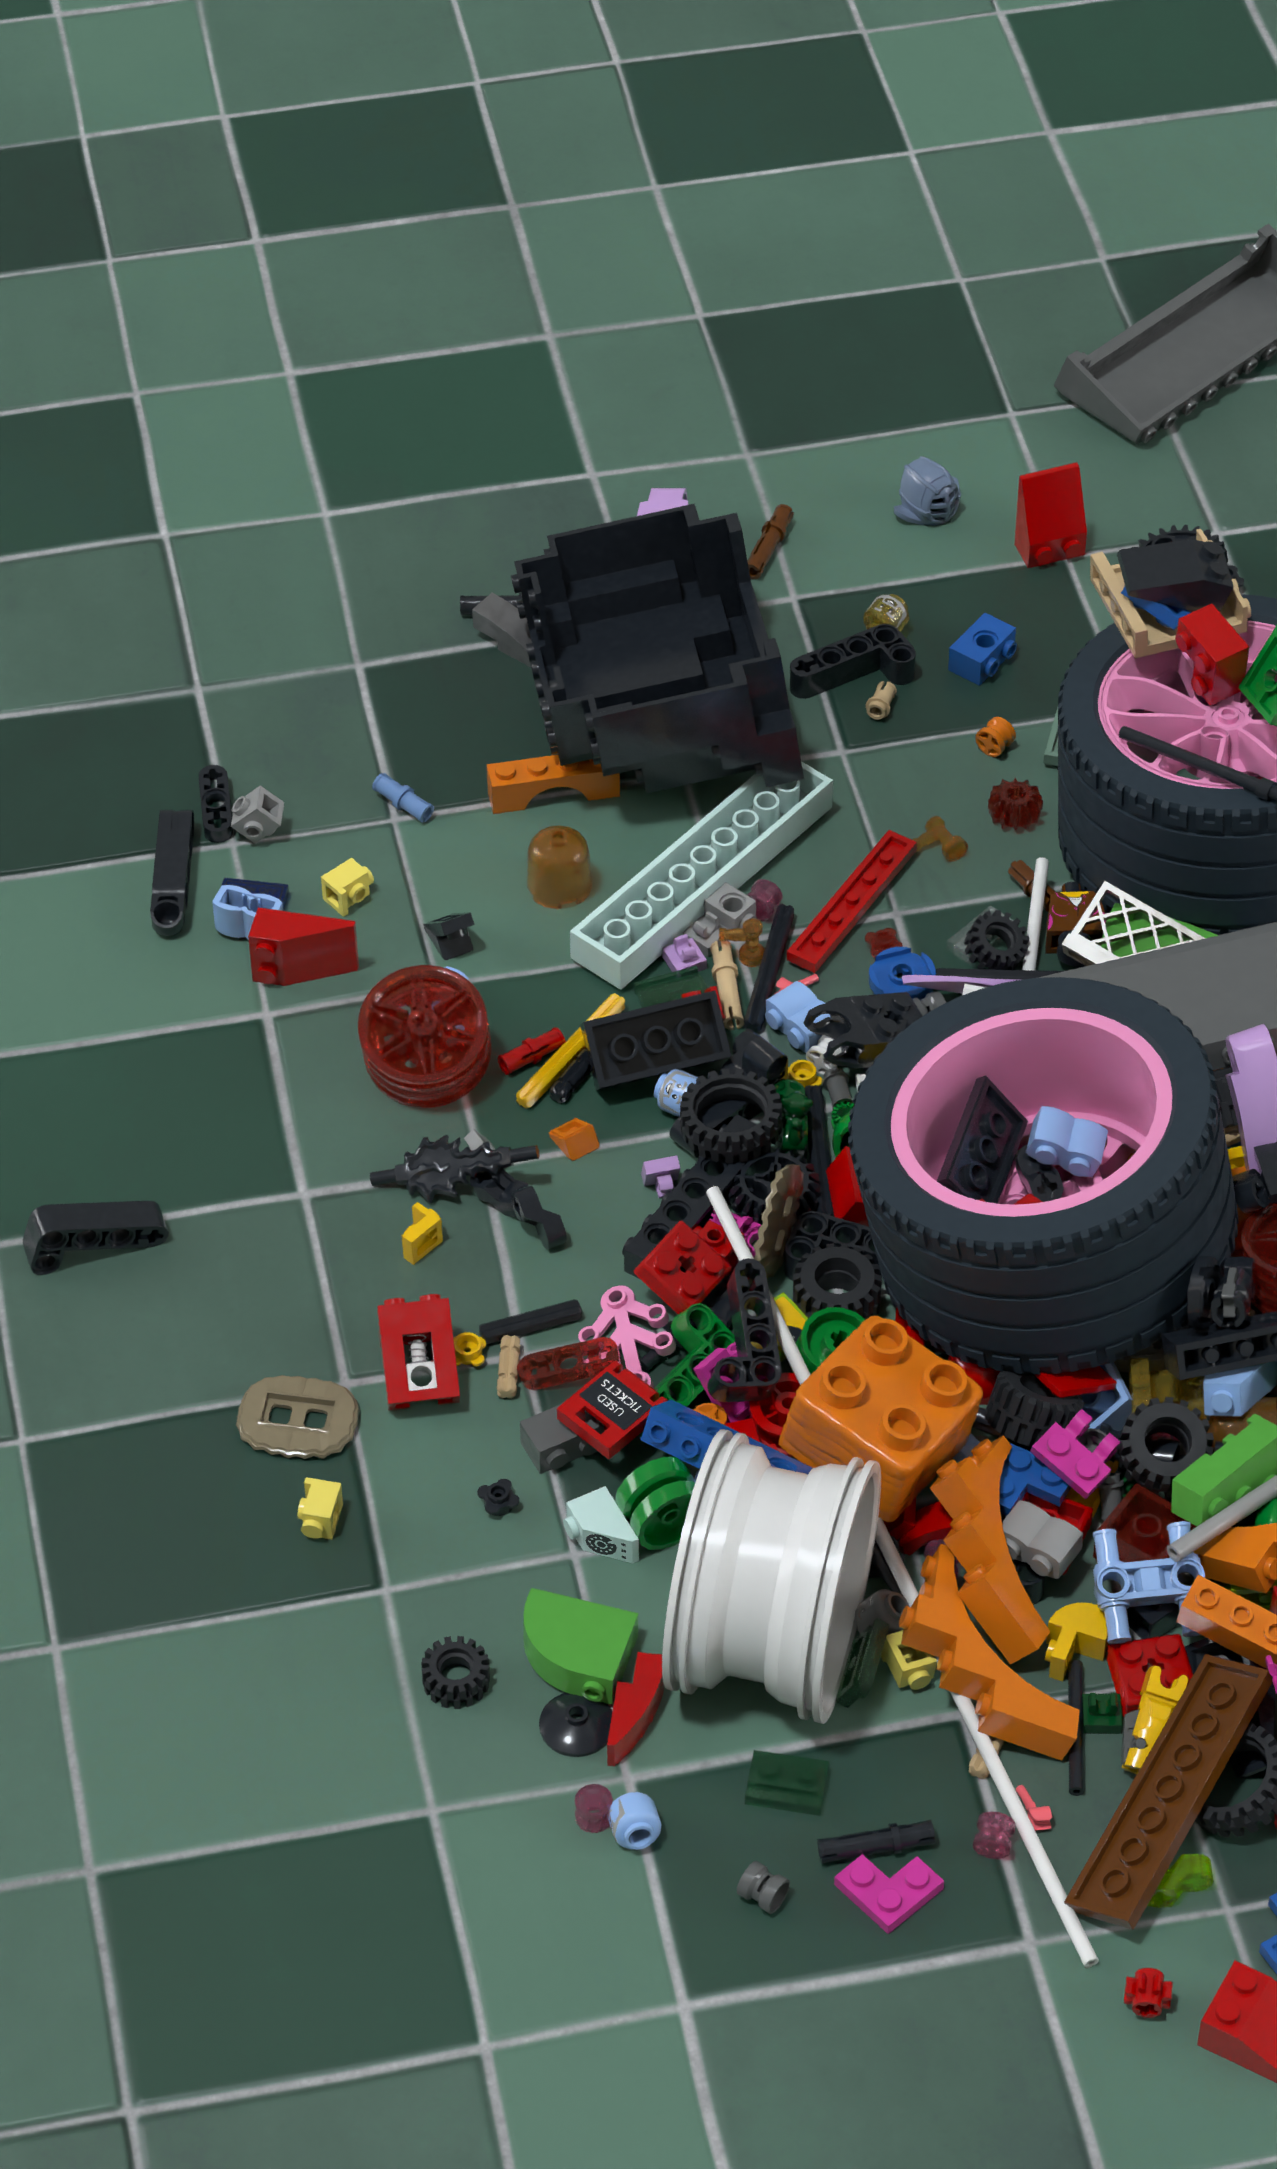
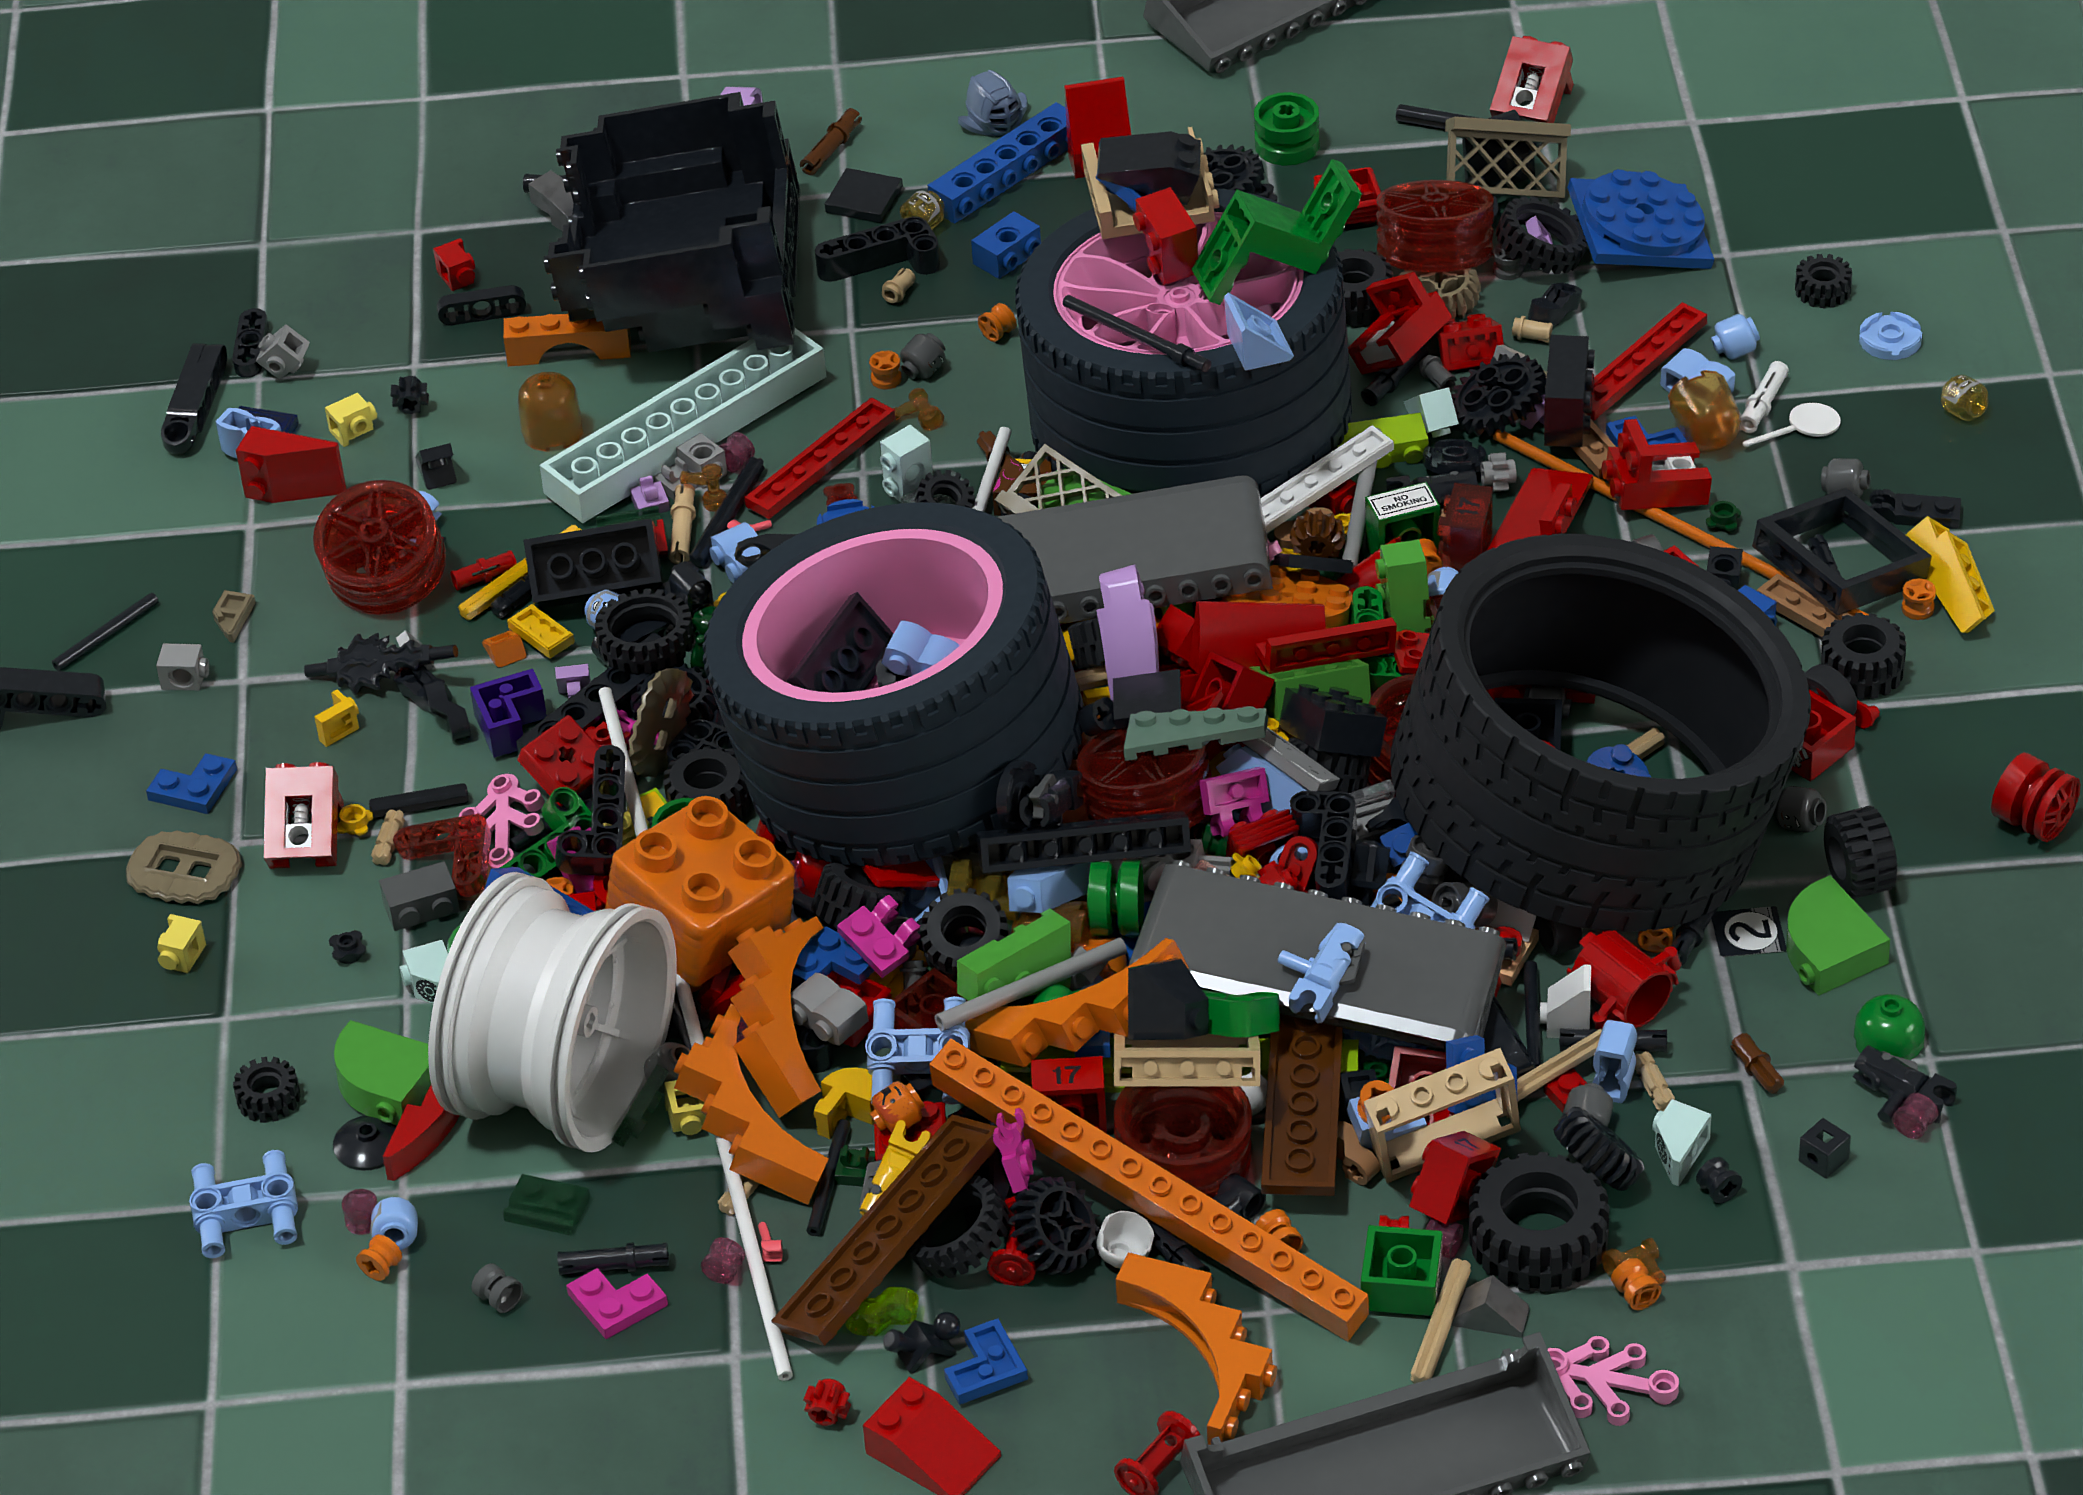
camera: 10 degrees right, 5 degrees down
(143, 1147) = (105, 631): none -> black piece
(240, 1184) = (182, 667): none -> light grey brick
(274, 1116) = (233, 612): none -> dark tan tile
(287, 1327) = (193, 791): none -> blue plate
(403, 797) = (424, 346): medium blue pin -> none
(403, 855) = (409, 394): none -> black gear
(412, 703) = (454, 264): none -> red brick
(428, 745) = (489, 295): none -> black beam
(466, 1809) = (243, 1204): none -> light blue piece
(599, 1213) = (505, 706): none -> dark purple brick
(610, 1117) = (541, 631): none -> yellow plate
(617, 1401) = (464, 866): red container -> none
(628, 1861) = (379, 1257): none -> orange wheel
(816, 599) = (863, 195): none -> black tile
(893, 796) = (885, 370): none -> orange wheel
(929, 779) = (922, 356): none -> dark grey head
(949, 903) = (905, 461): none -> light aqua brick
(957, 555) = (1002, 163): none -> blue brick
(1015, 804) = (998, 382): clear red gear -> none
(1141, 1648) = (895, 1104): none -> orange head
(1230, 1910) = (923, 1339): none -> black piece
(1236, 503) = (1286, 128): none -> green wheel

